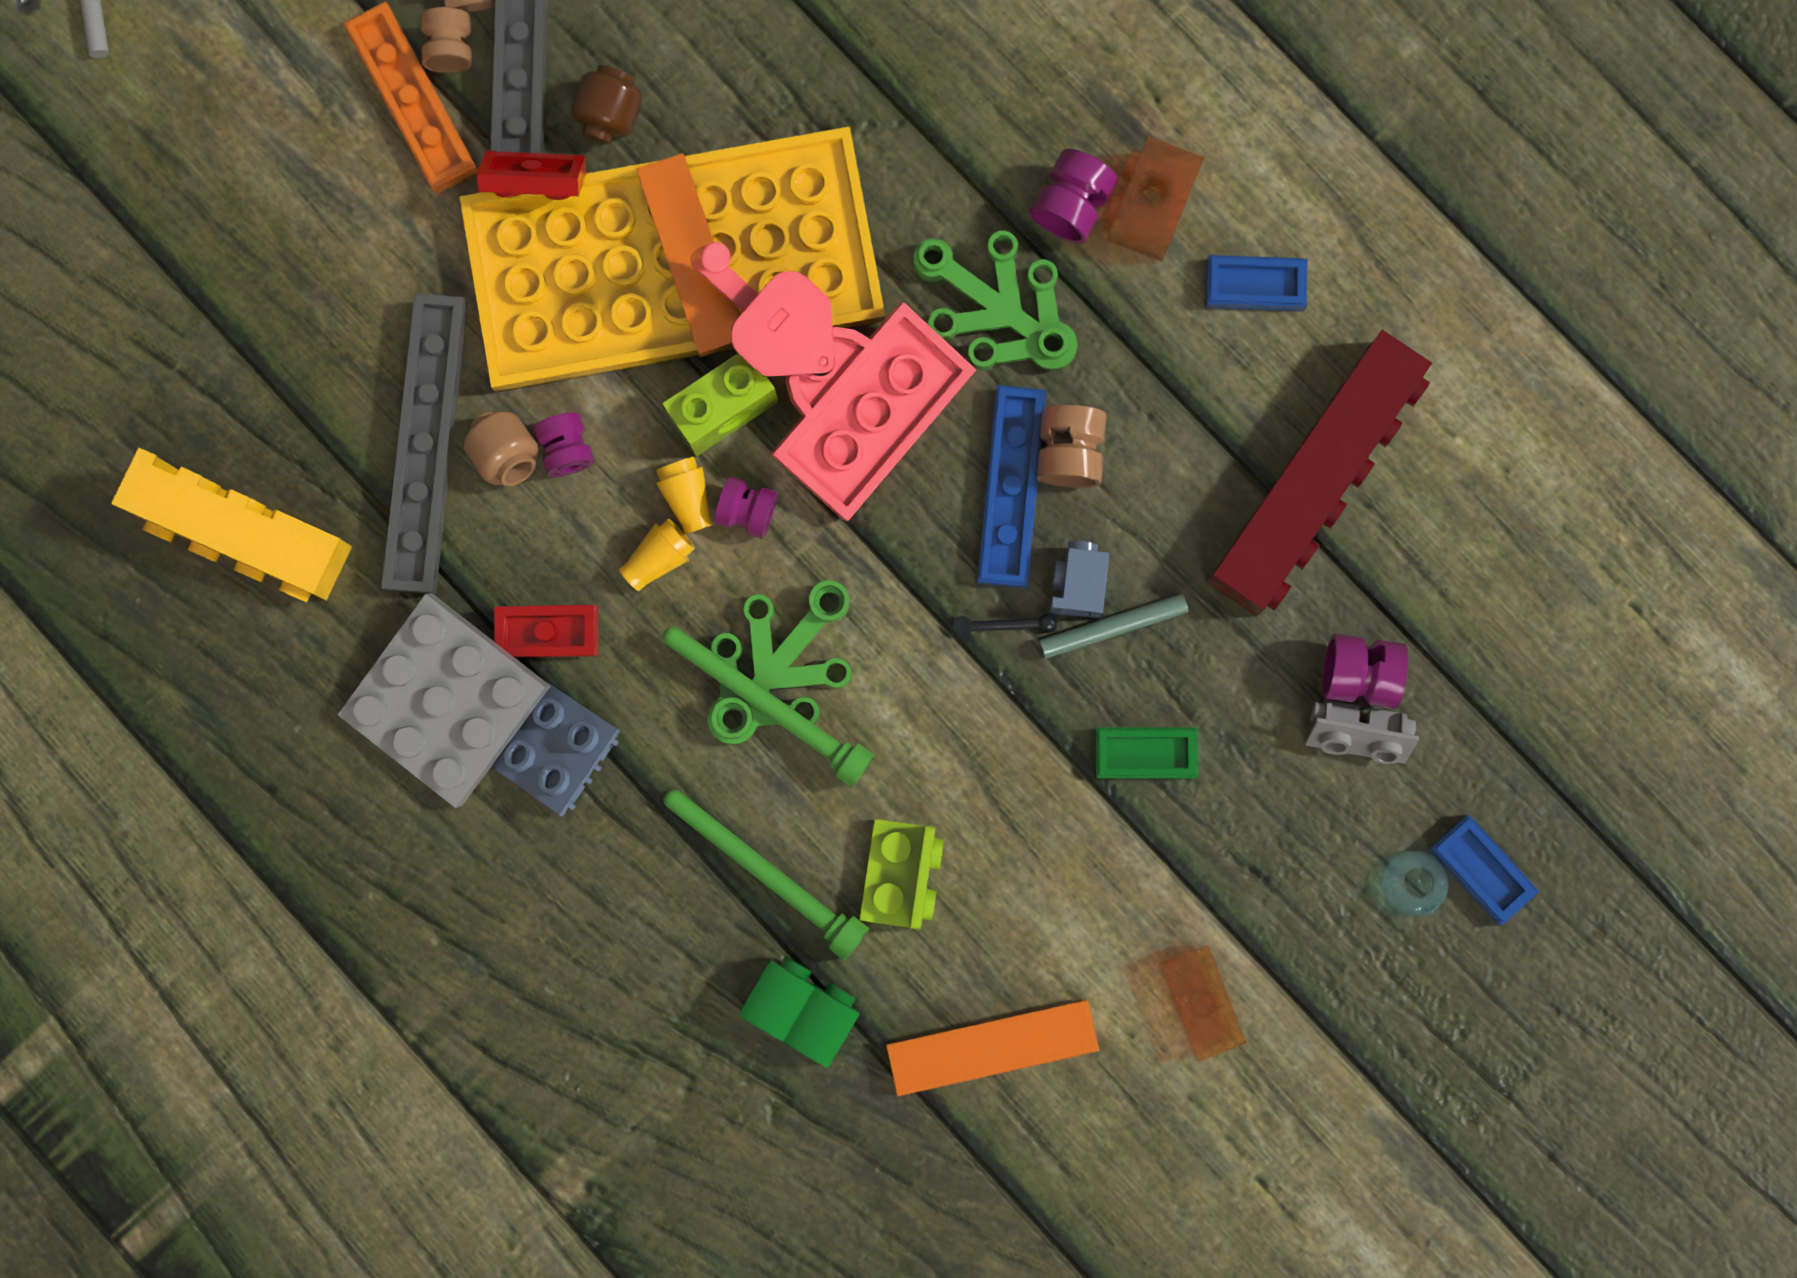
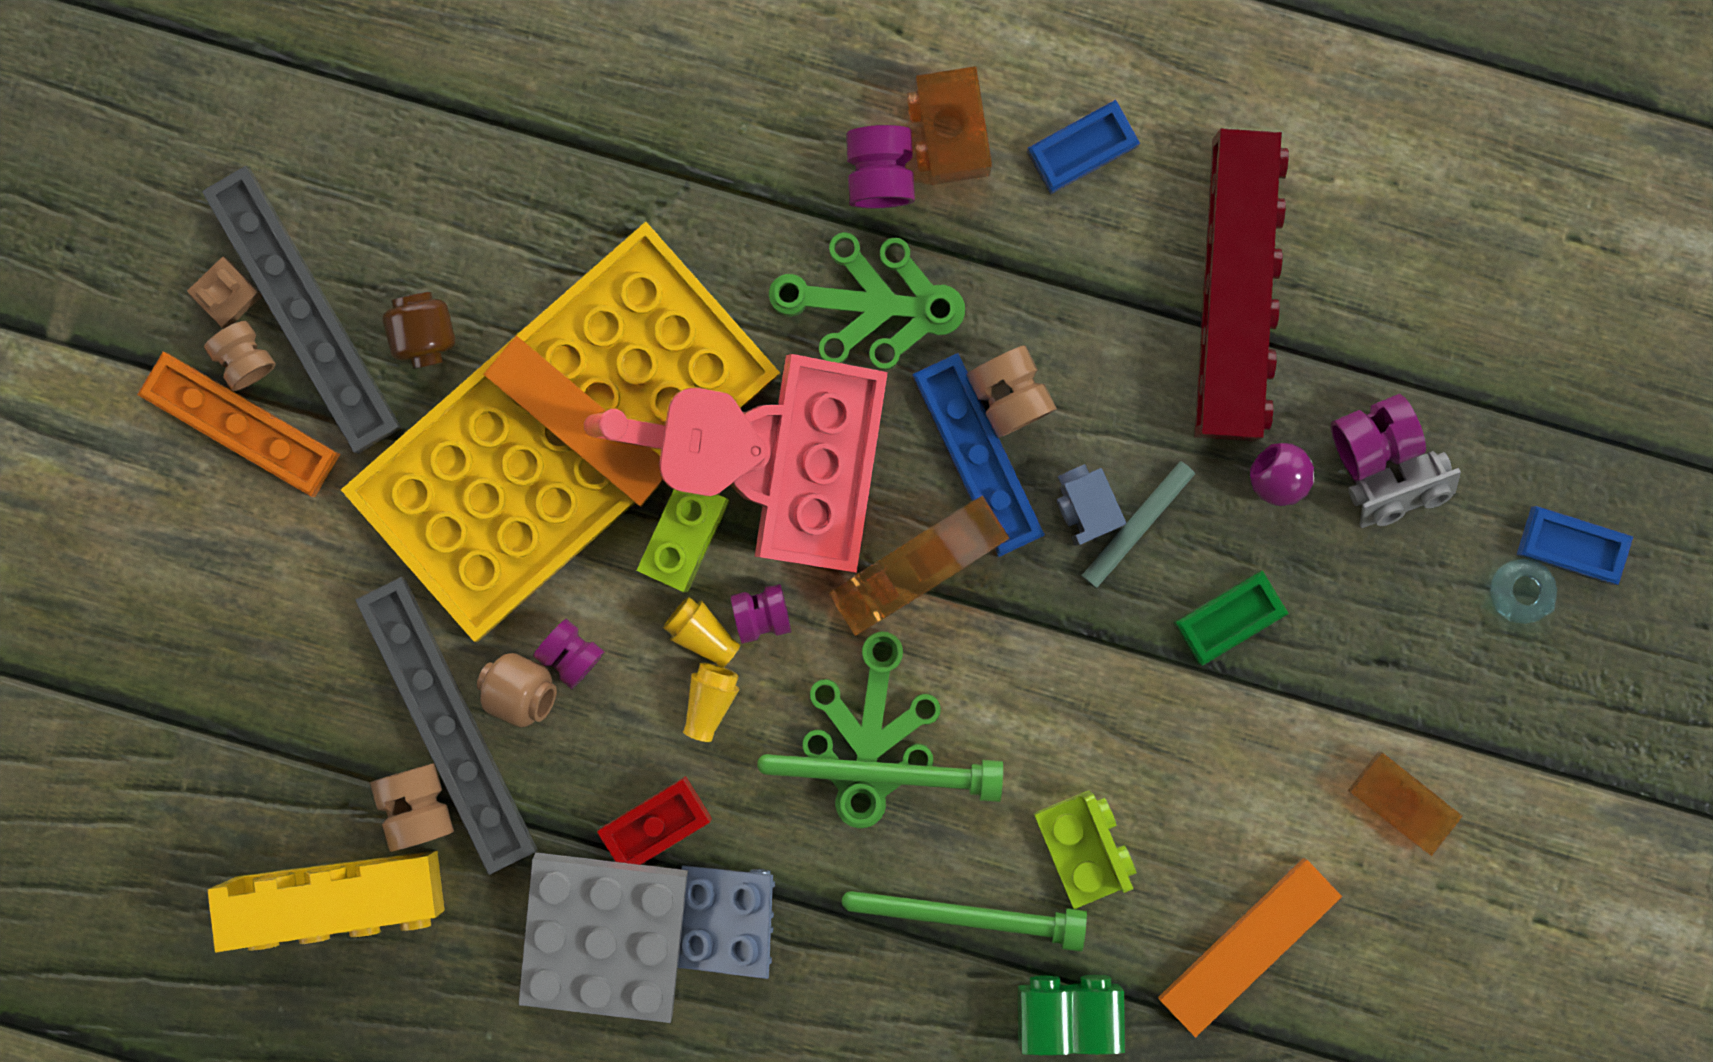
camera: 30 degrees left, 5 degrees up
(352, 492) = (411, 807): none -> medium nougat wheel
(531, 173) = (394, 434): red plate -> none
(905, 541) = (918, 565): none -> clear orange arch
(963, 625) = (1009, 602): black hinge -> none
(1262, 654) = (1282, 474): none -> magenta piece

